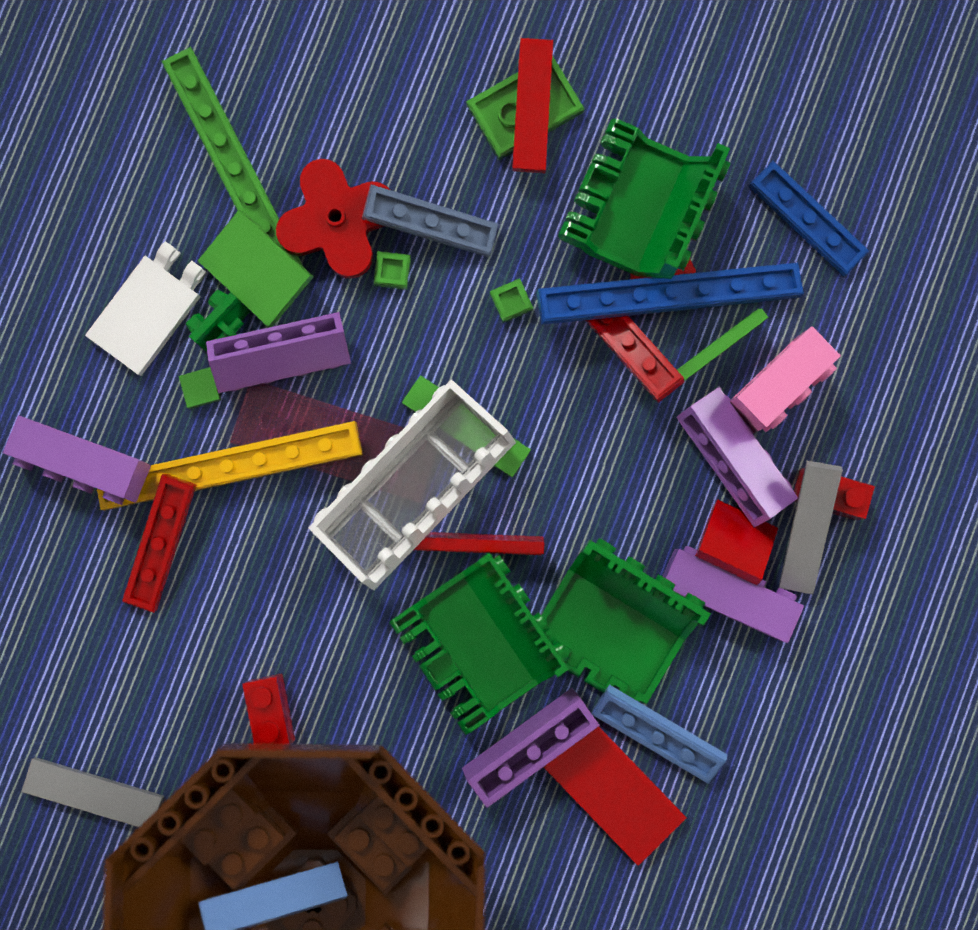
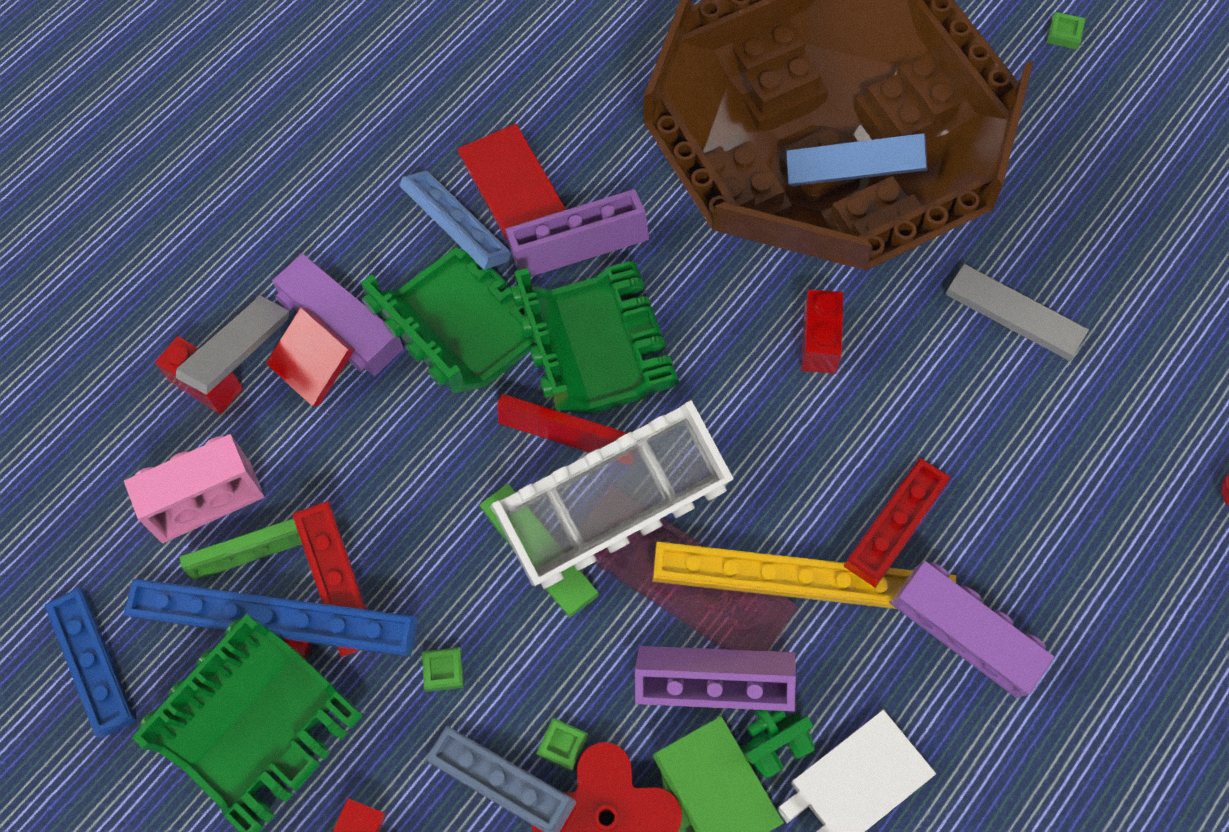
camera: 160 degrees left, 20 degrees down
(199, 388) = (816, 676): bright green tile -> none
(737, 457) = (274, 434): medium lavender brick -> none

